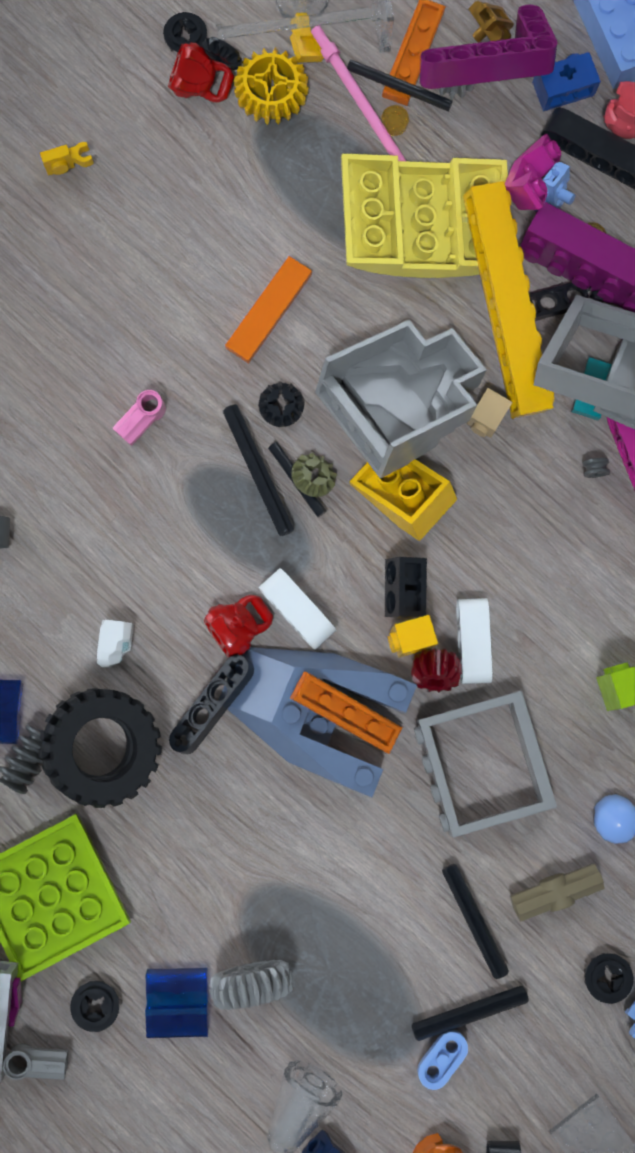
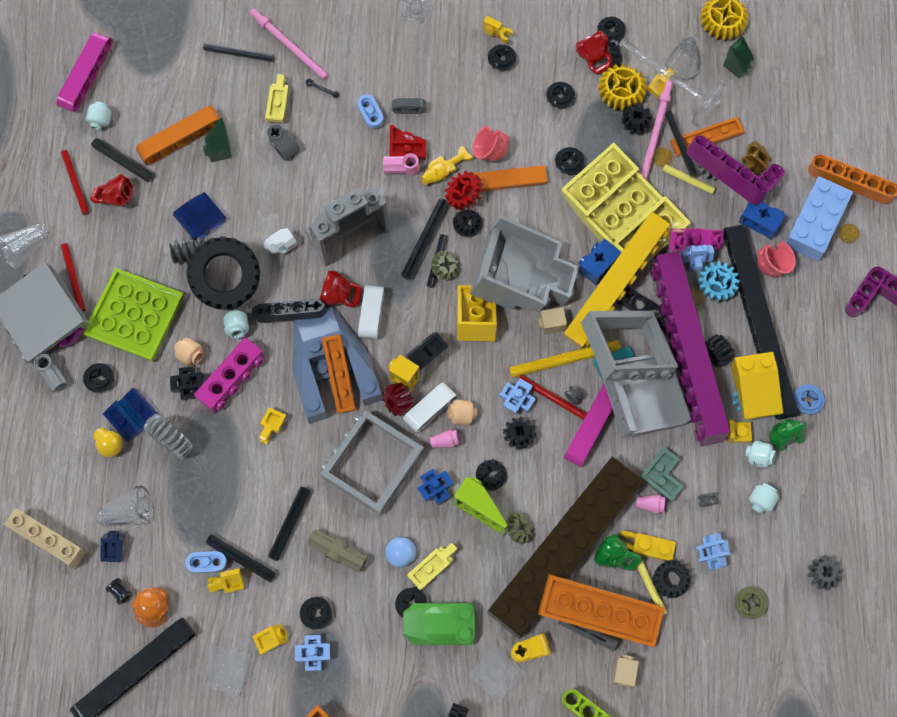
camera: 55 degrees right, 10 degrees down
(38, 393) = (371, 112): none -> light blue plate
(71, 343) = (408, 105): none -> dark grey beam
(95, 179) = (501, 50): none -> black gear
(118, 389) = (405, 143): none -> red wing
(159, 869) = (188, 352): none -> light nougat head
(161, 542) = (346, 216): none -> light grey panel
(173, 782) = (236, 324): none -> light aqua head
(186, 376) = (441, 168): none -> yellow animal
(192, 1062) = (107, 442): none -> yellow piece
(194, 903) = (185, 383): none -> black piece
(210, 294) = (490, 145): none -> coral helmet
(216, 150) = (567, 92): none -> black gear
(233, 892) = (243, 350): none -> dark pink brick
(250, 366) = (465, 189): none -> red gear
(307, 212) = (575, 155): none -> black gear
(321, 114) = (636, 119): none -> black gear
(334, 840) = (271, 422): none -> yellow plate
(445, 117) = (691, 180): none -> light yellow bar
(465, 284) = (595, 270): none -> blue brick
(488, 1053) = (228, 580): none -> yellow plate
(511, 610) = (461, 412): none -> light nougat head
(527, 655) = (446, 439): none -> bright pink cone
(537, 451) = (557, 360): none -> yellow axle
(544, 528) = (519, 395): none -> light blue piece
(573, 715) = (437, 485): none -> blue piece
(576, 493) = (554, 398): none -> red bar
(594, 557) = (511, 436): none -> black gear
(598, 646) = (487, 482): none -> black gear
(598, 1056) = (270, 638): none -> yellow bracket
(612, 190) = (721, 274): none -> medium azure gear

